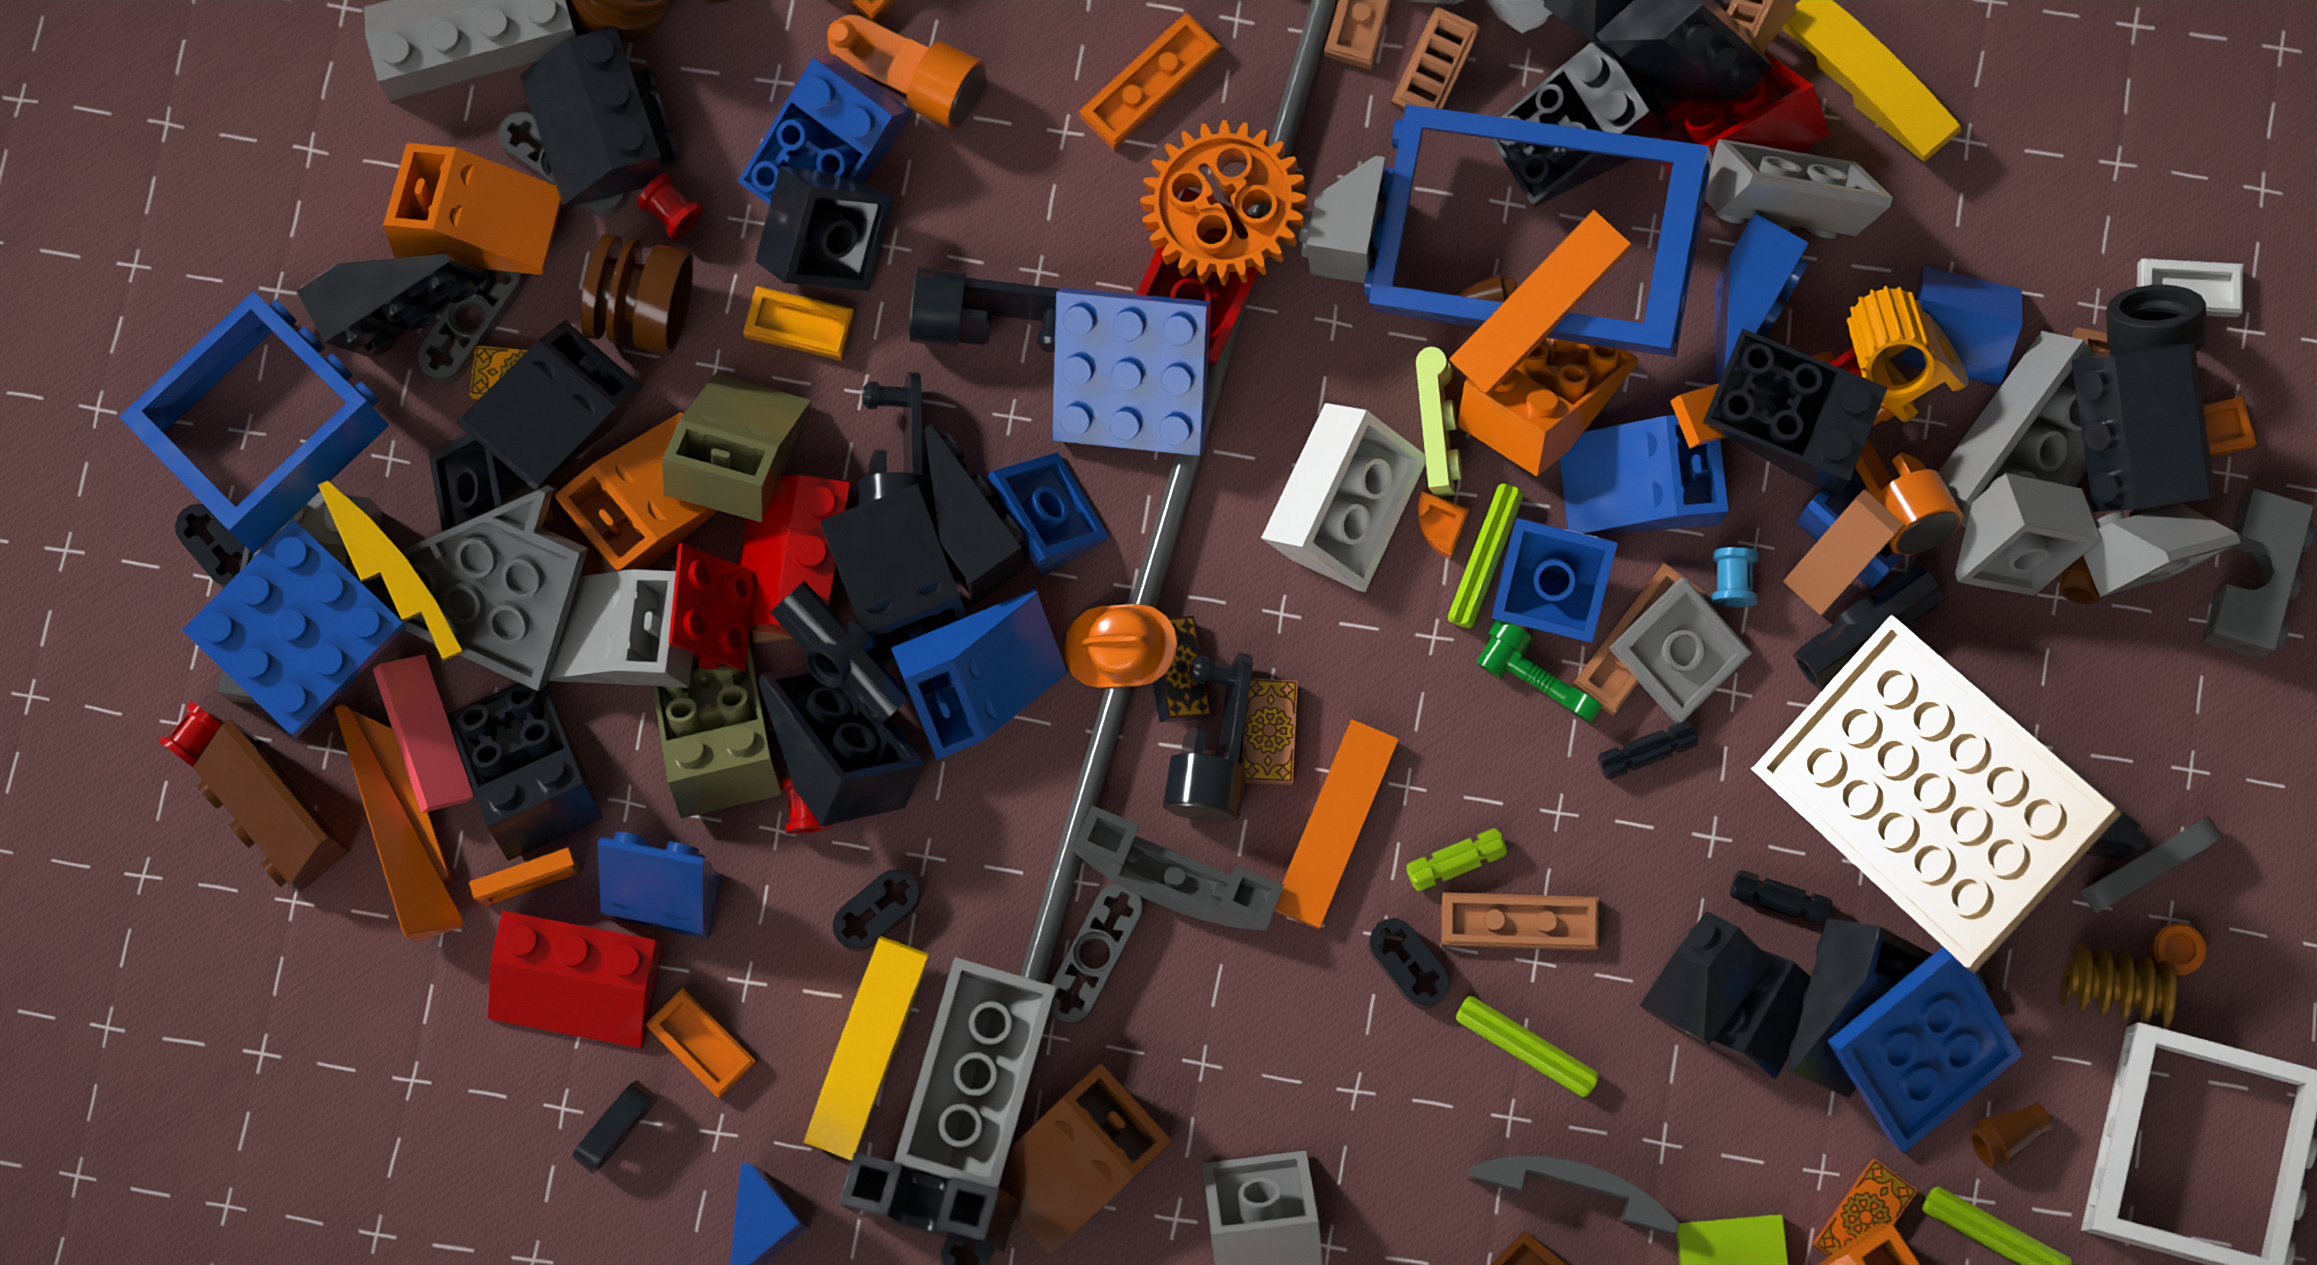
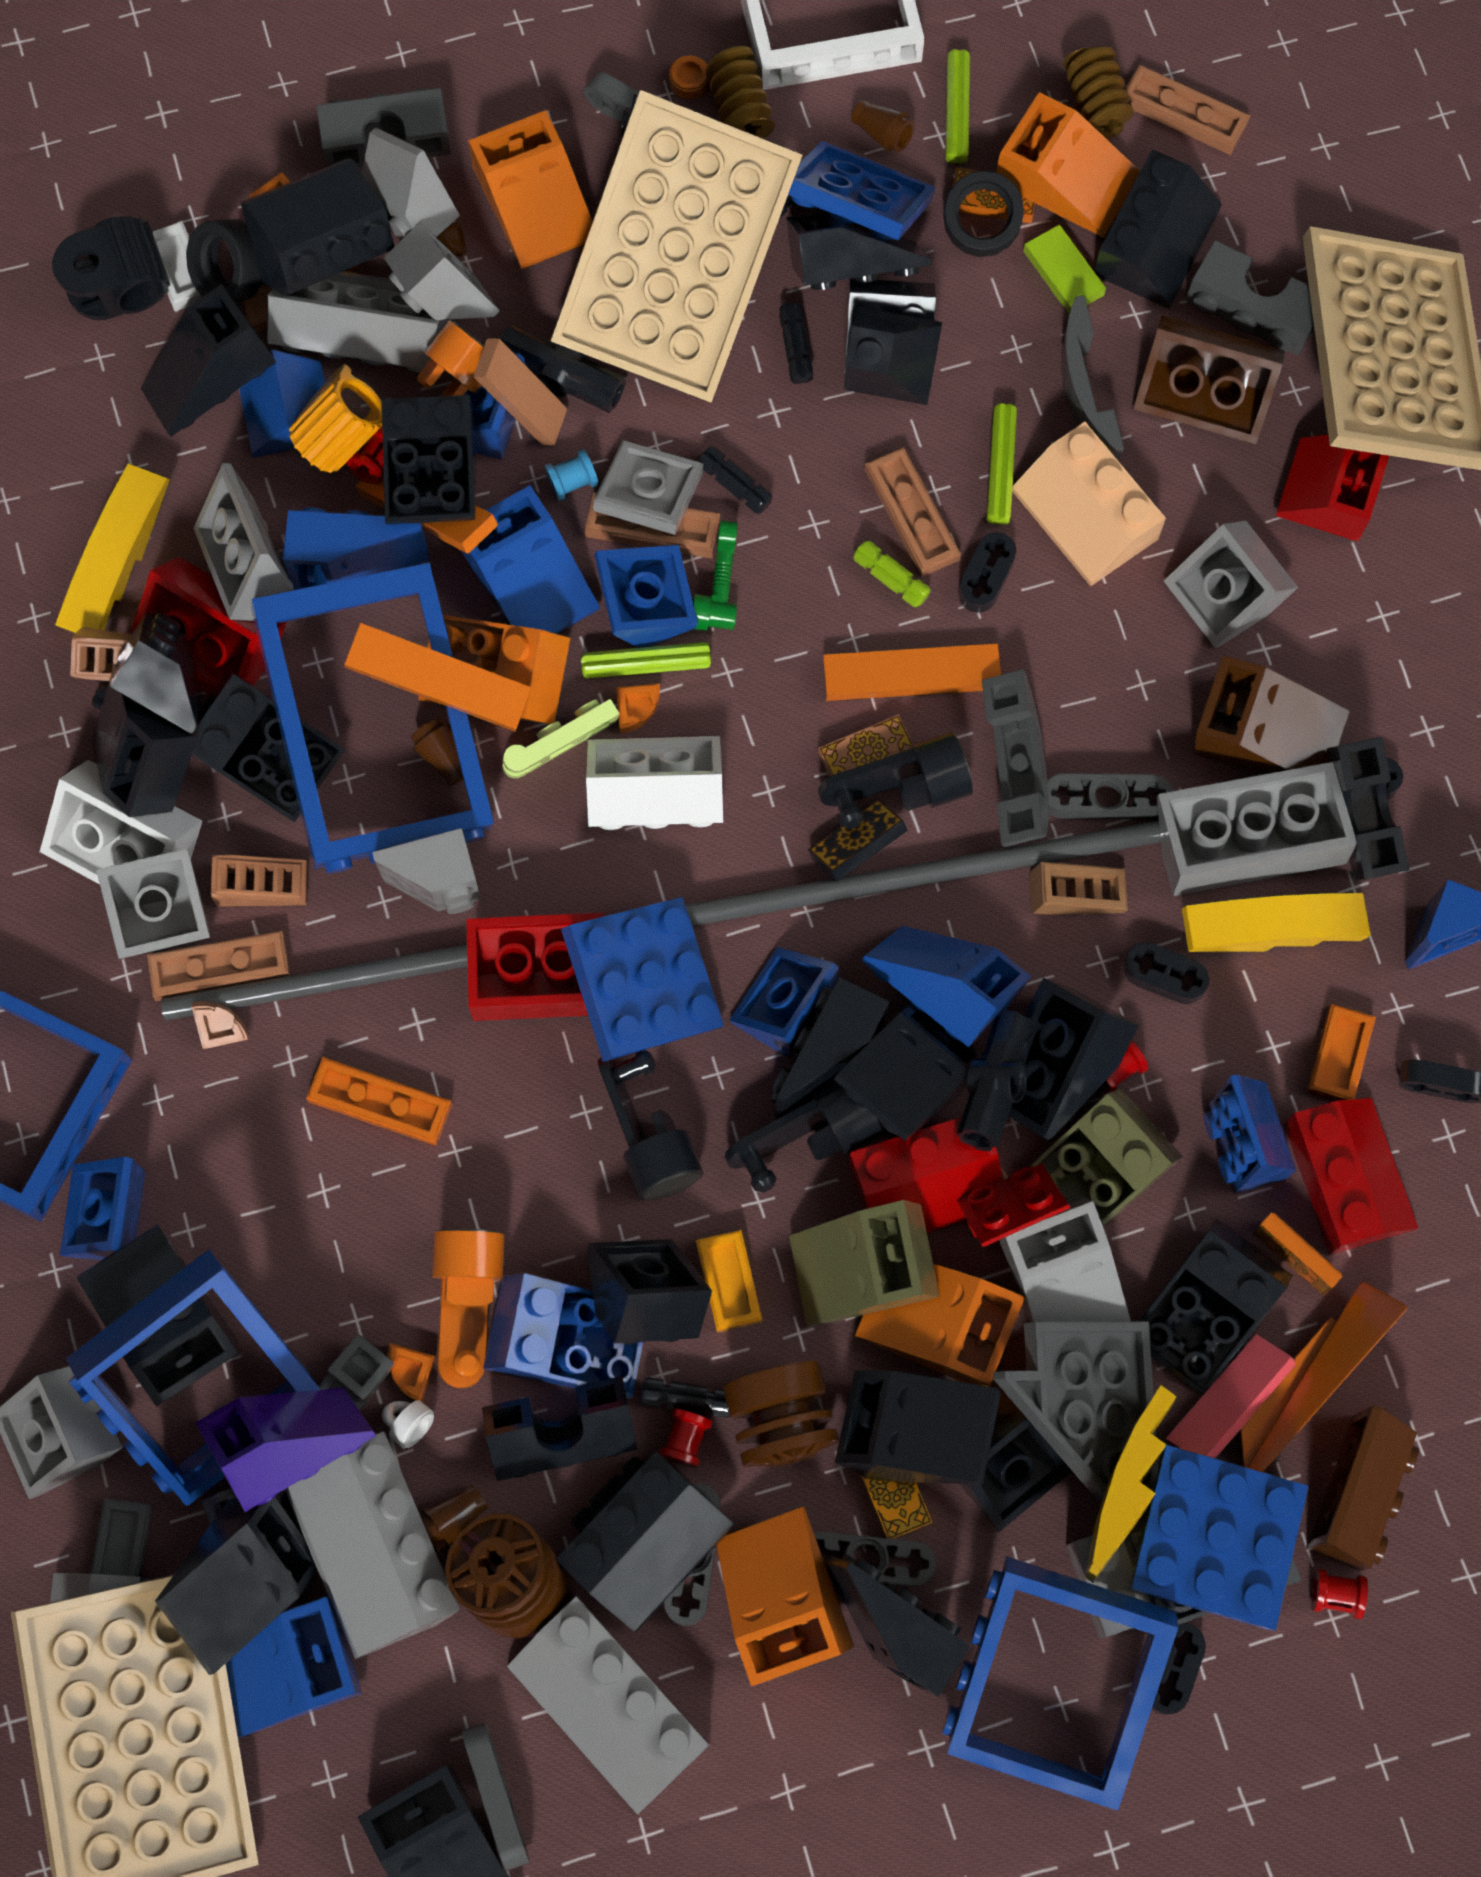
camera: 120 degrees left, 5 degrees down
(713, 222) = (684, 1396): none -> black axle
(742, 57) = (527, 1444): none -> black arch
(1030, 830) = (1059, 904): none -> medium nougat slope
(1120, 646) = (864, 888): orange piece -> none
(1264, 181) = (436, 938): orange gear -> none
(1429, 1109) = (1089, 504): none -> light nougat slope
(1832, 1141) = (979, 181): none -> black tyre
(2043, 254) = (204, 361): none -> black slope
(2103, 695) = (531, 188): none -> orange slope
(2208, 206) = (120, 268): none -> black piece

